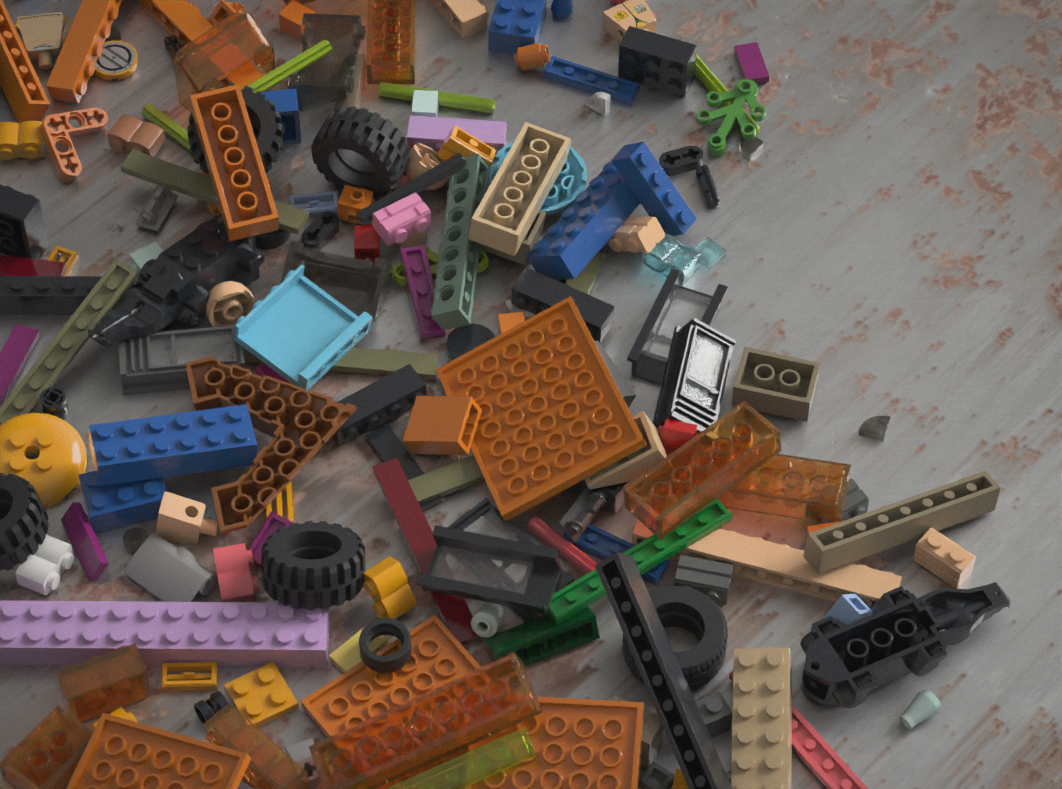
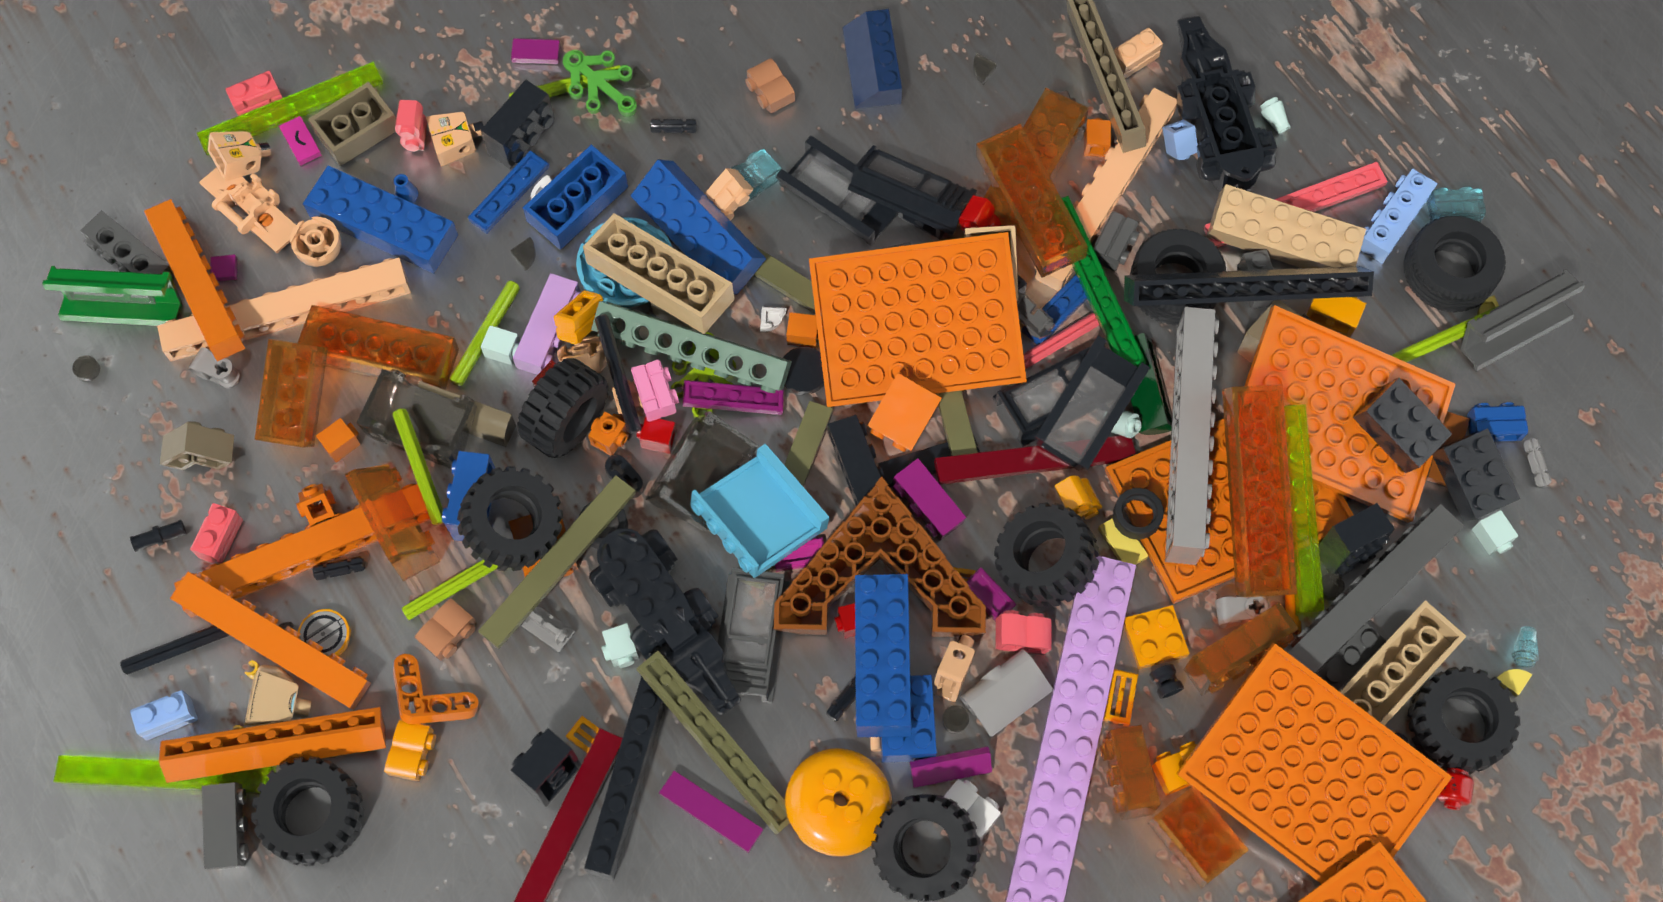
camera: 75 degrees left, 15 degrees up
(54, 402) = (776, 775): black wheel -> none
(228, 303) = (702, 574): light nougat cylinder -> none
(234, 162) = (568, 519): orange brick -> none
(315, 205) = (583, 495): light blue tile -> none
(354, 467) = (928, 500): none -> magenta brick
(529, 108) = (525, 253): none -> clear smoke tile
(532, 56) = (466, 232): orange brick -> none
(538, 292) = (786, 279): black brick -> none
(550, 658) = (1191, 437): none -> light grey brick
(594, 121) = (575, 197): none -> blue brick
(653, 188) = (691, 161): blue brick -> none
(680, 160) = (630, 140): black beam -> none
(710, 252) = (751, 143): clear light blue tile -> none
(776, 383) = (925, 127): dark tan brick -> none
(780, 250) = (770, 86): none -> nougat brick
(847, 331) = (872, 60): none -> dark blue slope

